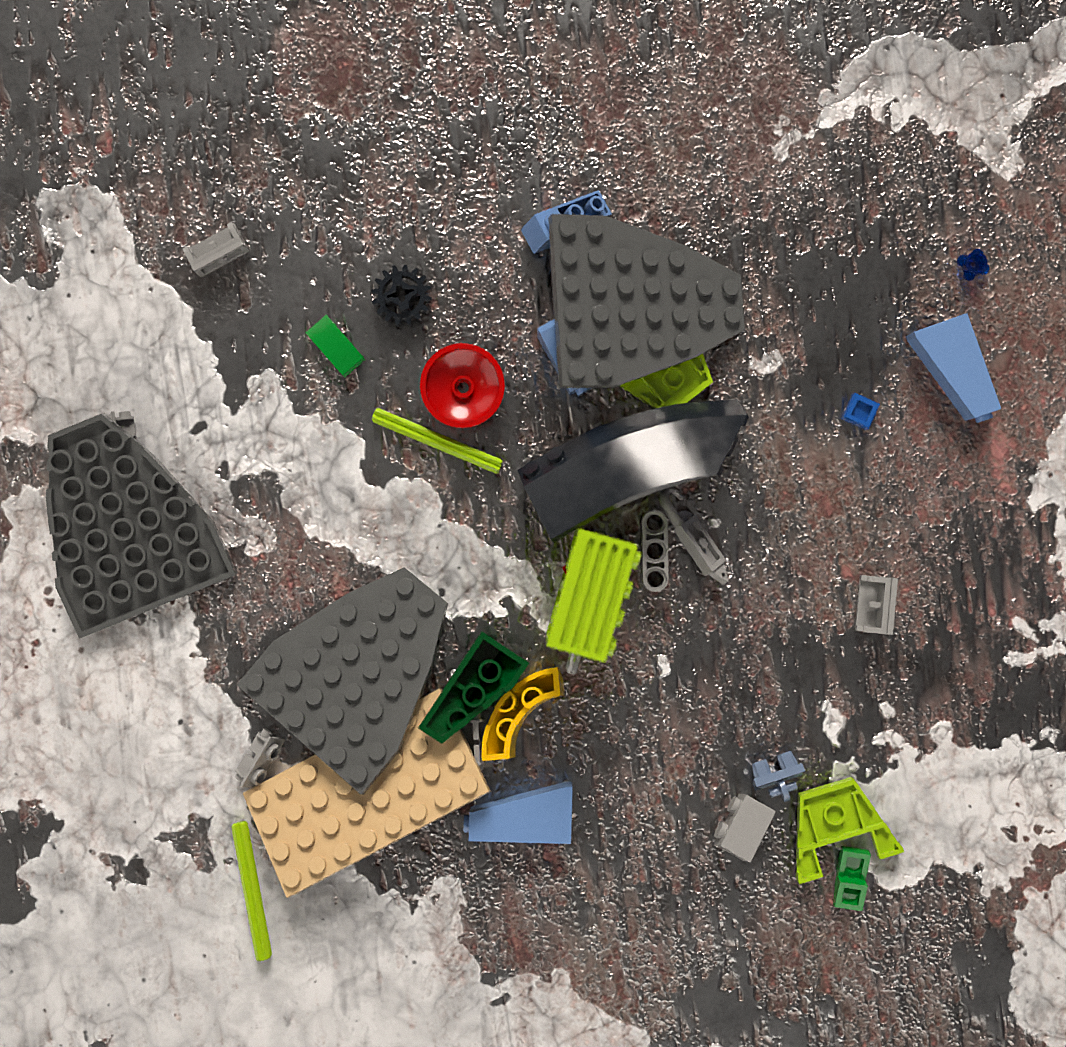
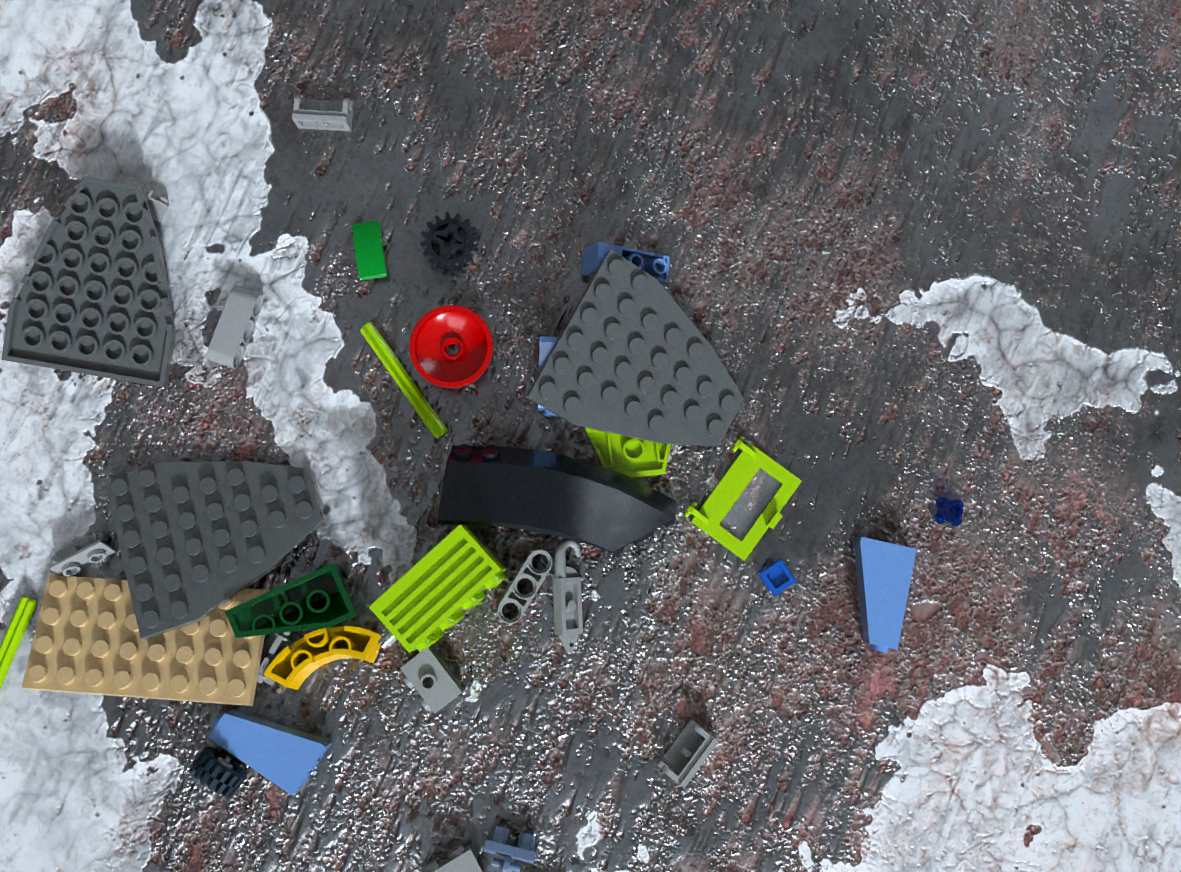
camera: 30 degrees right, 5 degrees down
(262, 485) = (235, 327): none -> light grey beam
(495, 863) = (218, 771): none -> black wheel
(626, 678) = (431, 679): none -> light grey brick
(794, 362) = (745, 500): none -> lime piece

